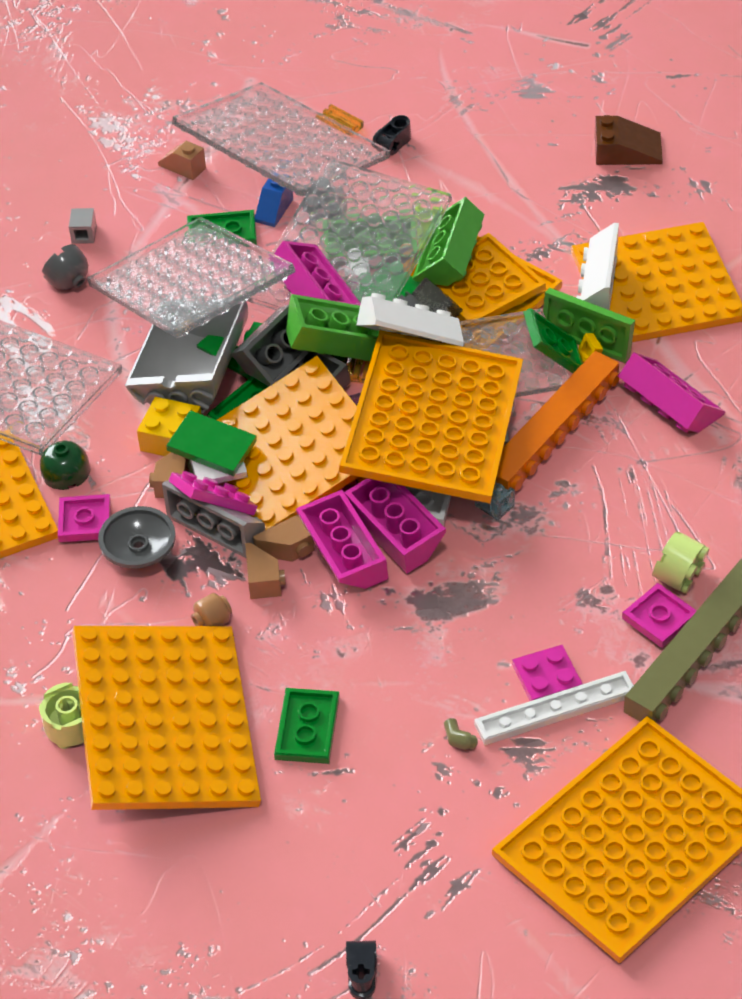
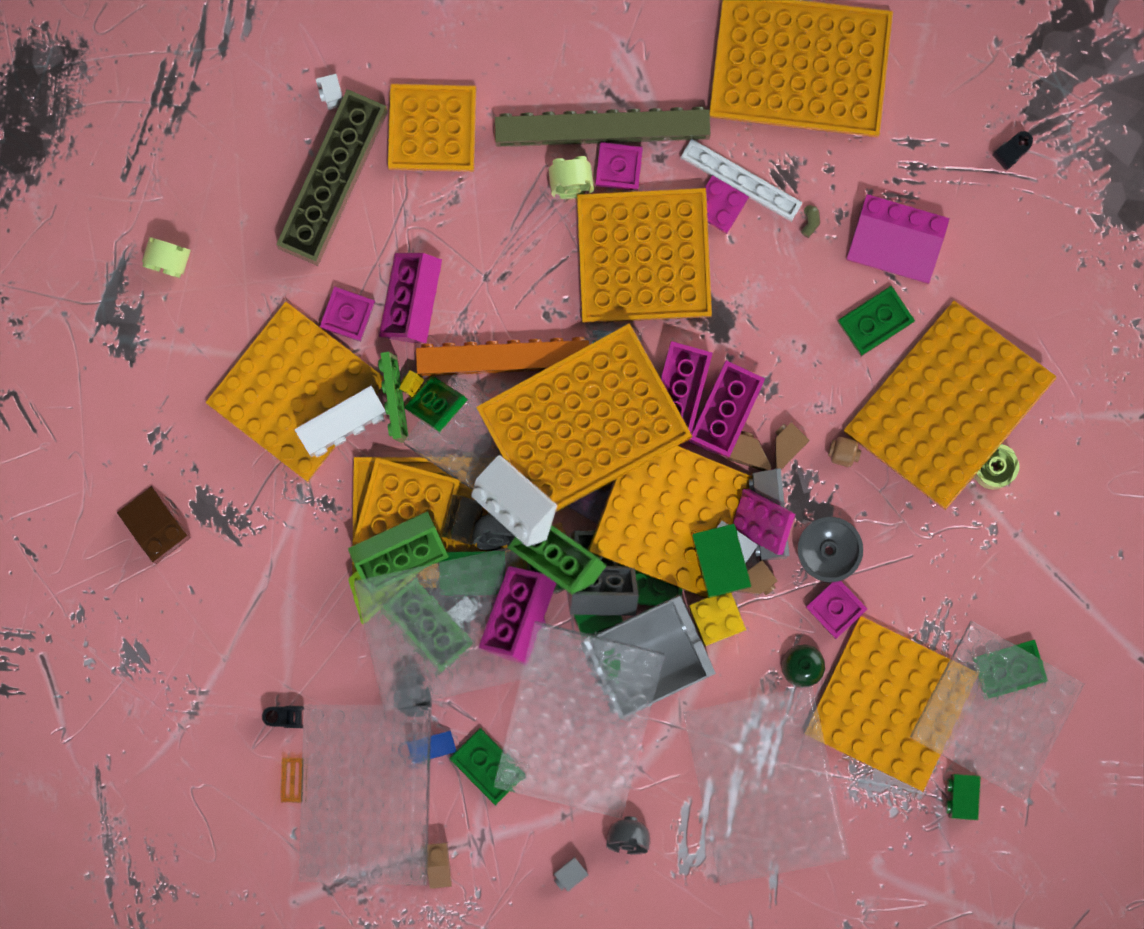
camera: 135 degrees left, 35 degrees up
(371, 797) = (897, 238): none -> dark pink slope
(550, 579) = (644, 255): none -> light orange plate
(696, 346) = (347, 314): none -> dark pink plate

